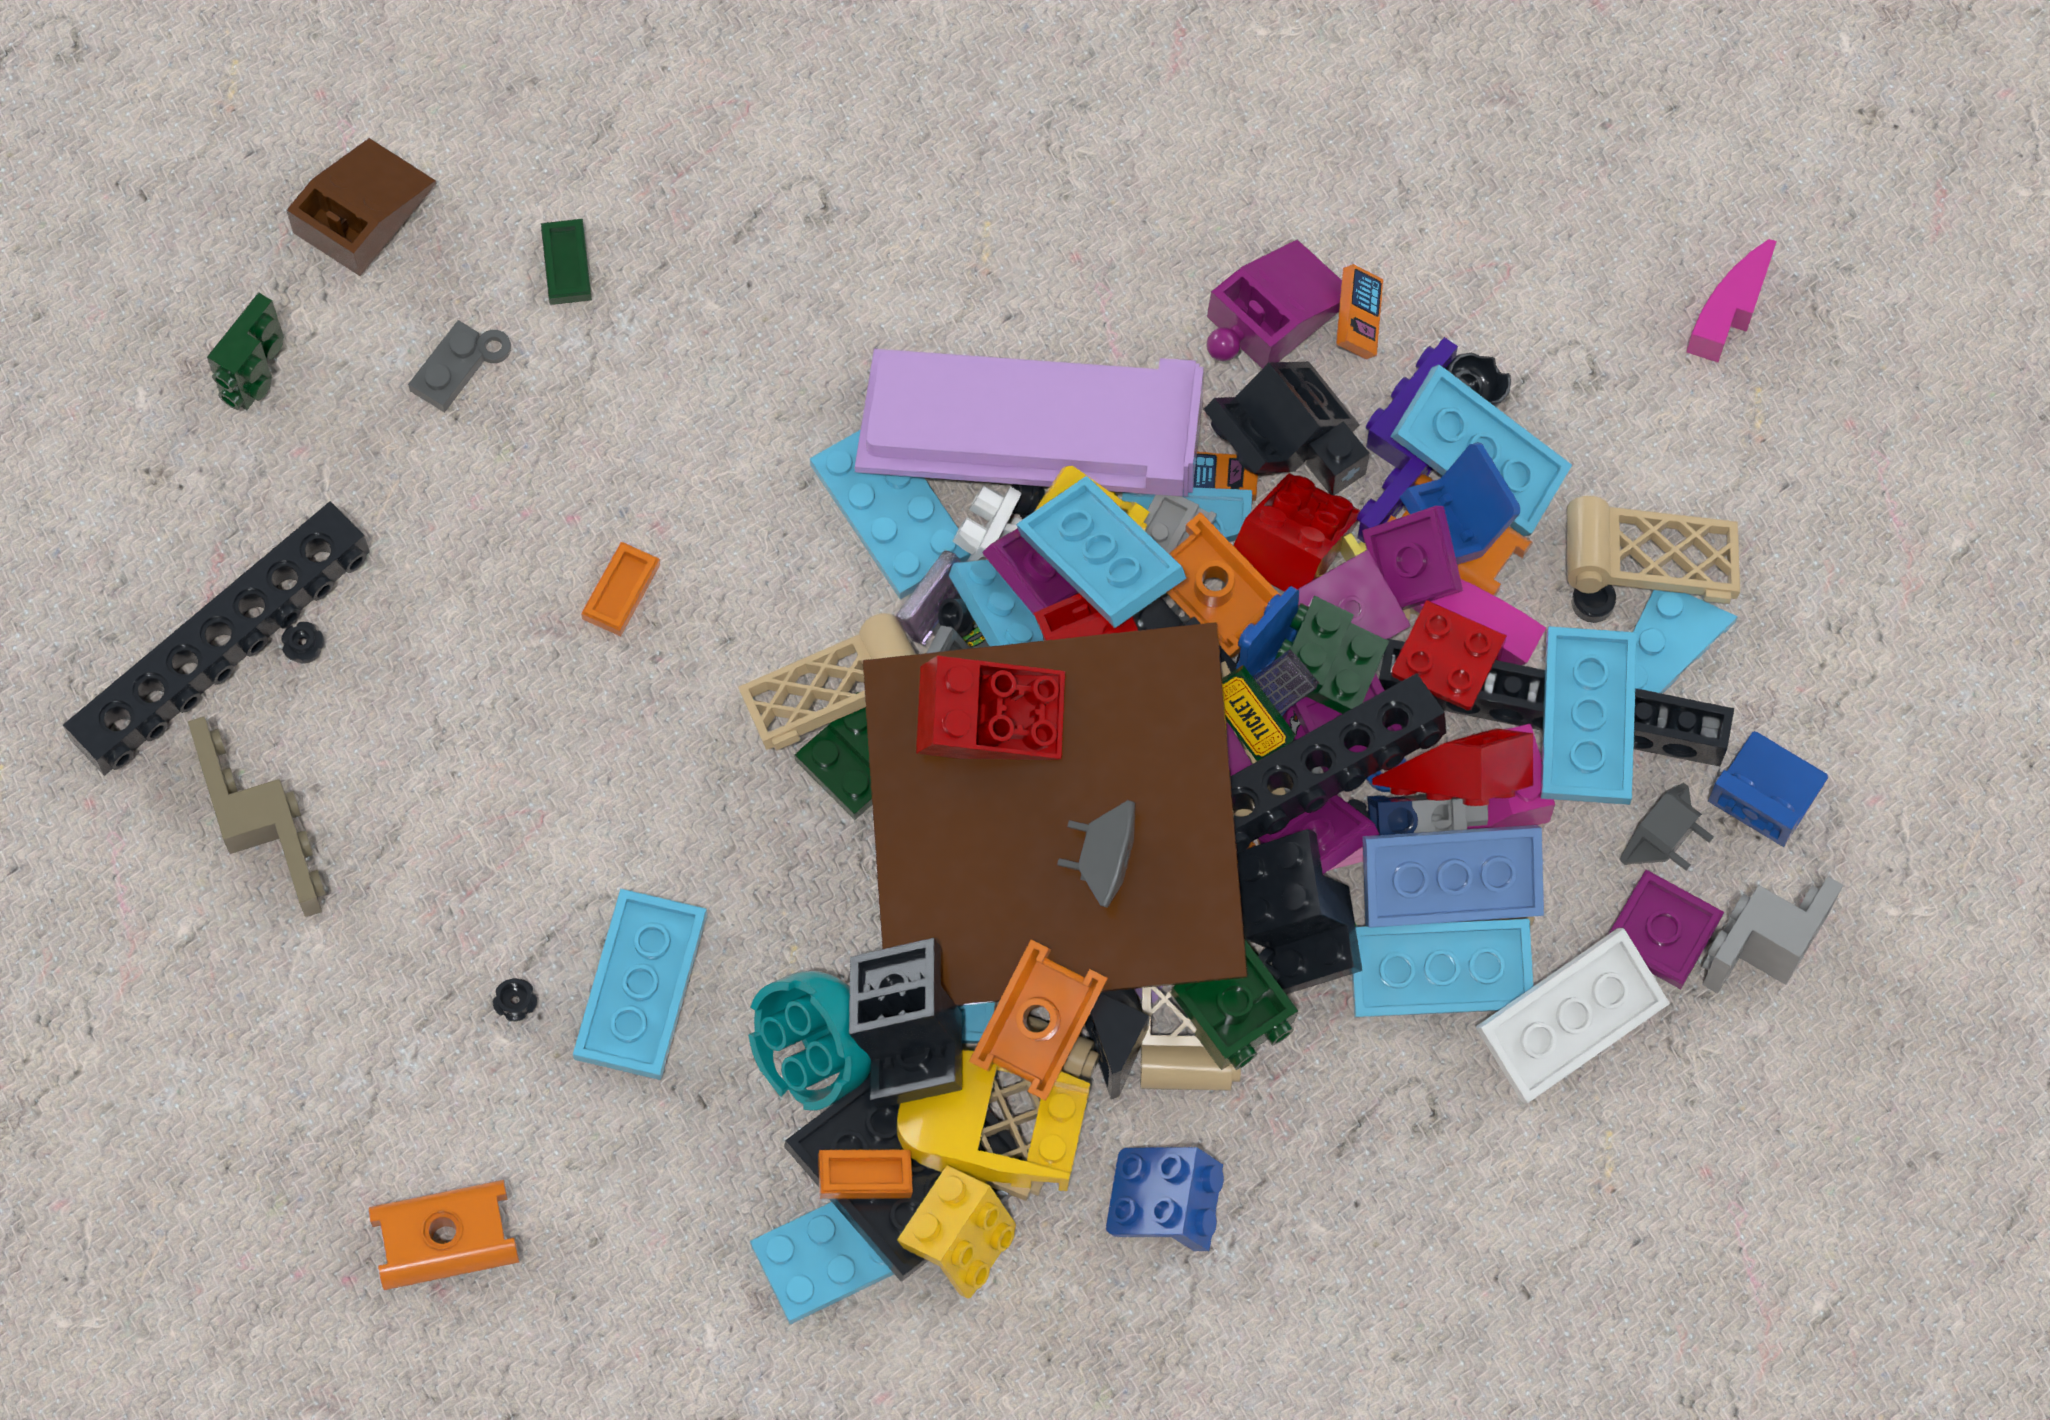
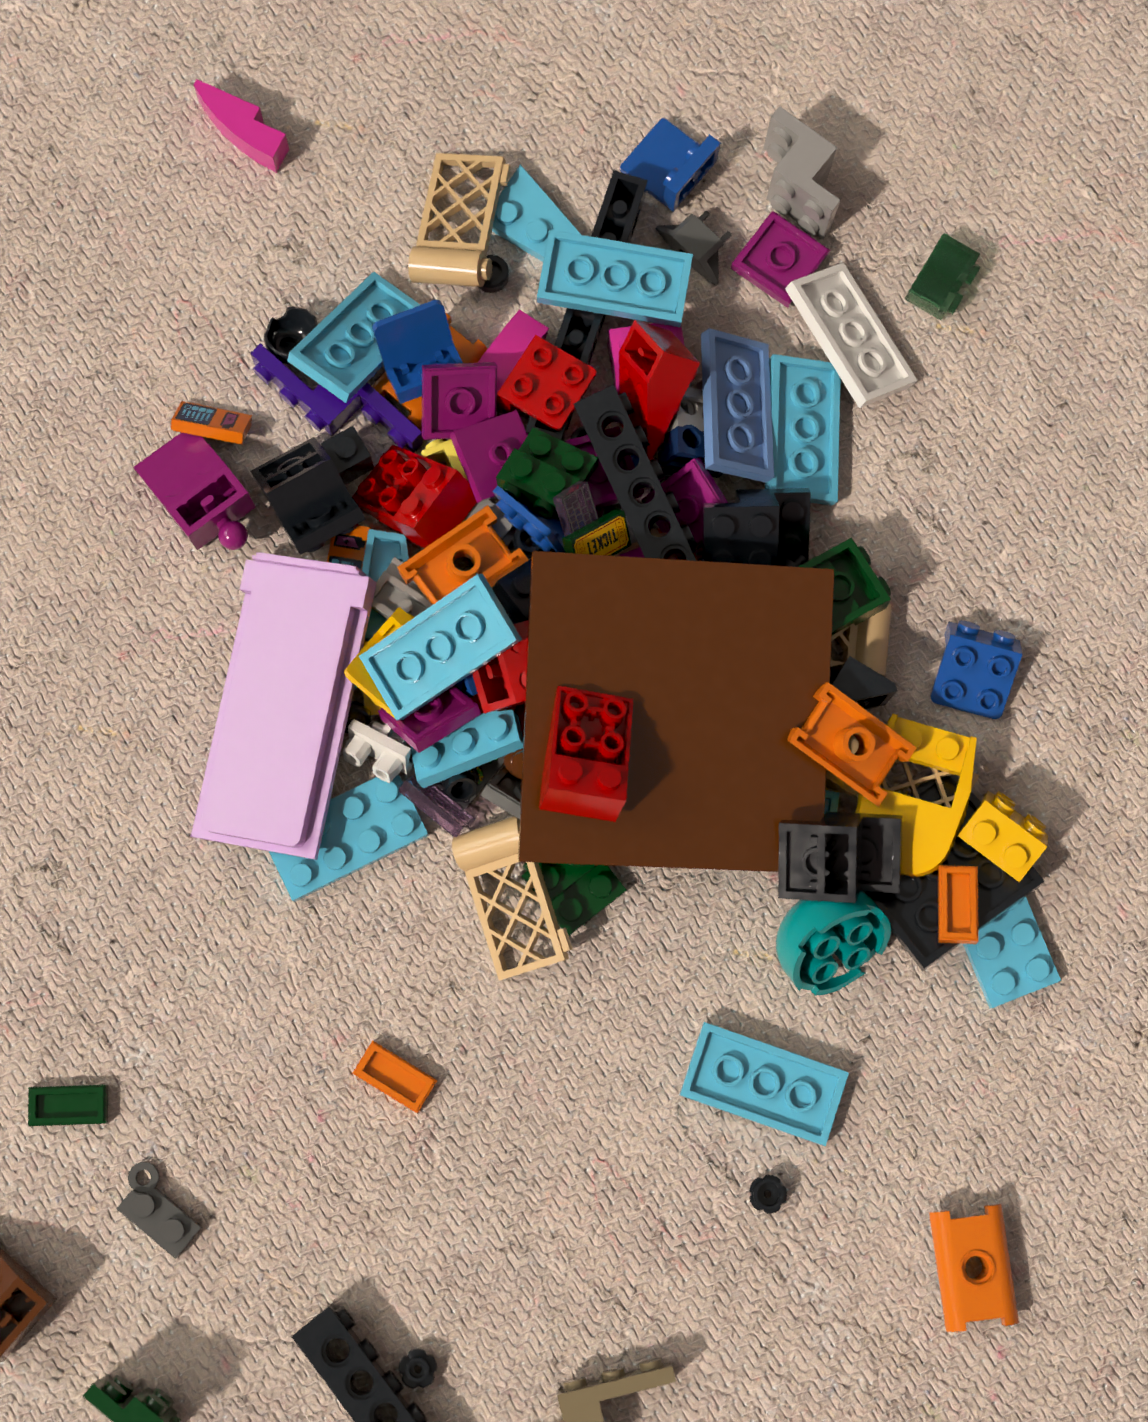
camera: 90 degrees left, 10 degrees up
(1105, 851) = (725, 670): dark grey piece -> none
(1669, 1126) = (943, 276): none -> clear green brick

